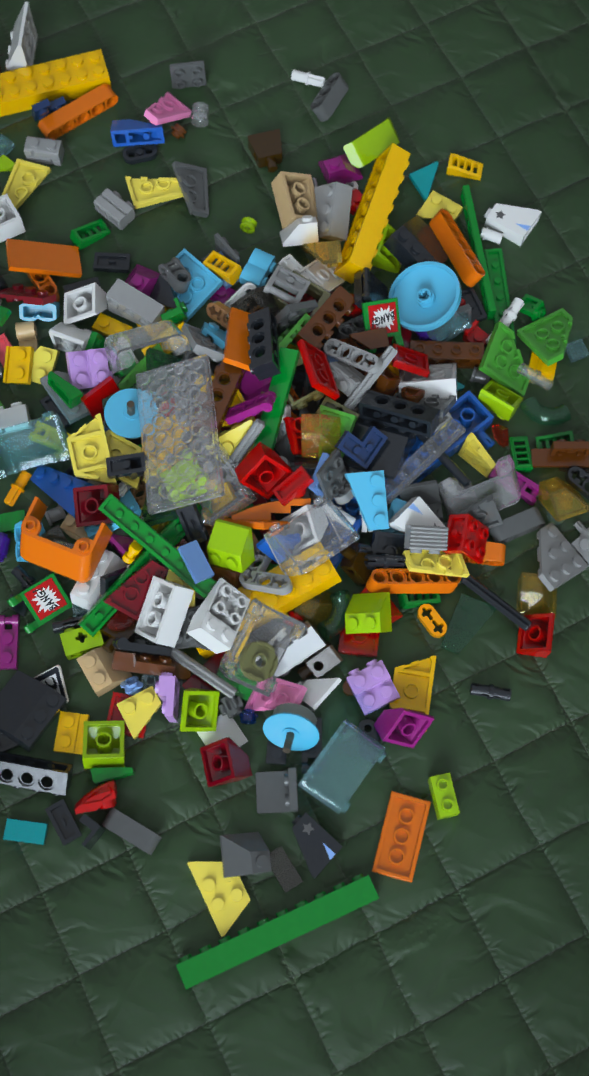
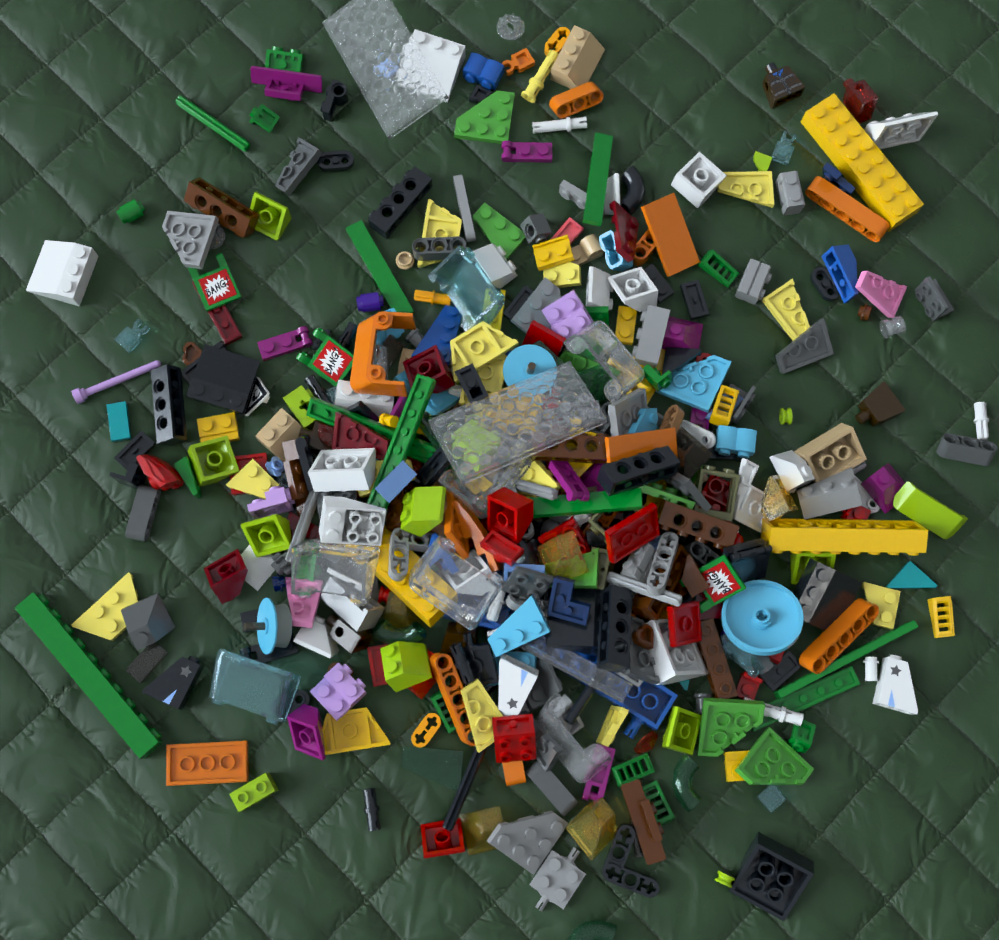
camera: 70 degrees right, 5 degrees up
(65, 390) = (535, 307): green slope -> none
(174, 273) = (698, 360): dark grey piece -> none
(248, 661) = (323, 562): olive tile -> none
(276, 791) = (215, 632): dark grey bracket -> none
(288, 281) = (722, 474): light grey plate -> none
(426, 538) = (495, 696): light grey brick -> none
(535, 376) = (721, 760): clear pin -> none

